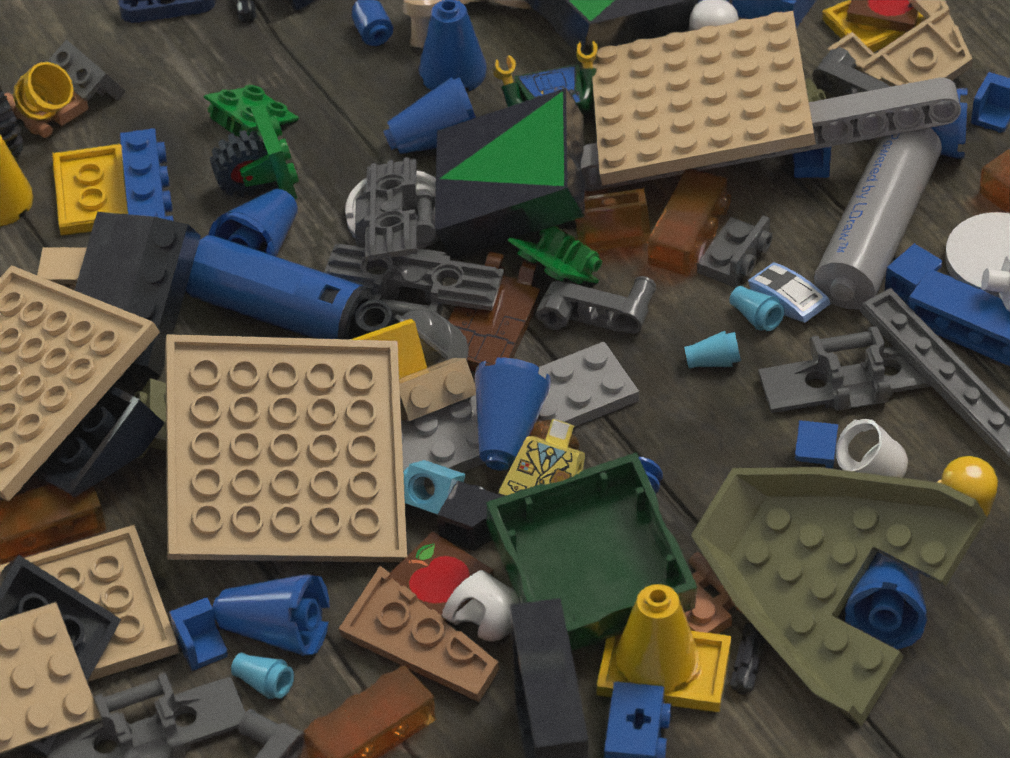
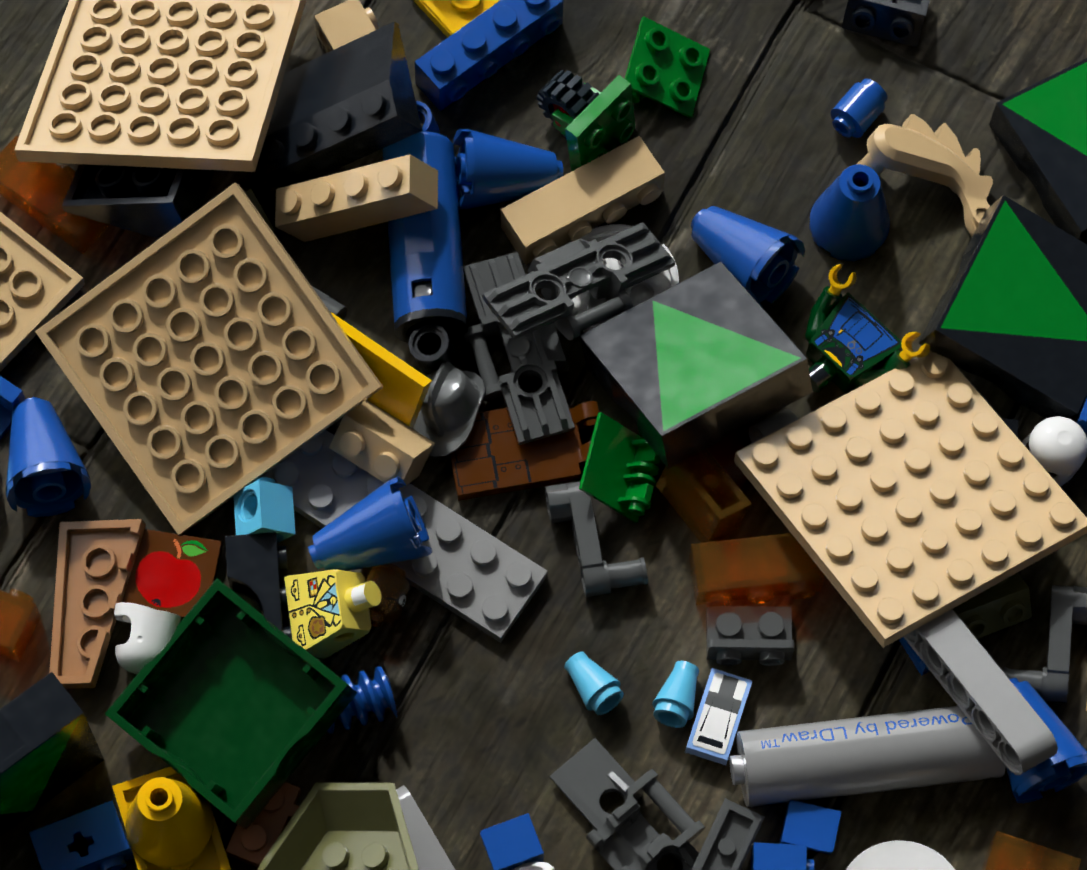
camera: 55 degrees right, 20 degrees up
(228, 285) = (357, 198): none -> tan brick
(320, 196) = (583, 200): none -> tan brick

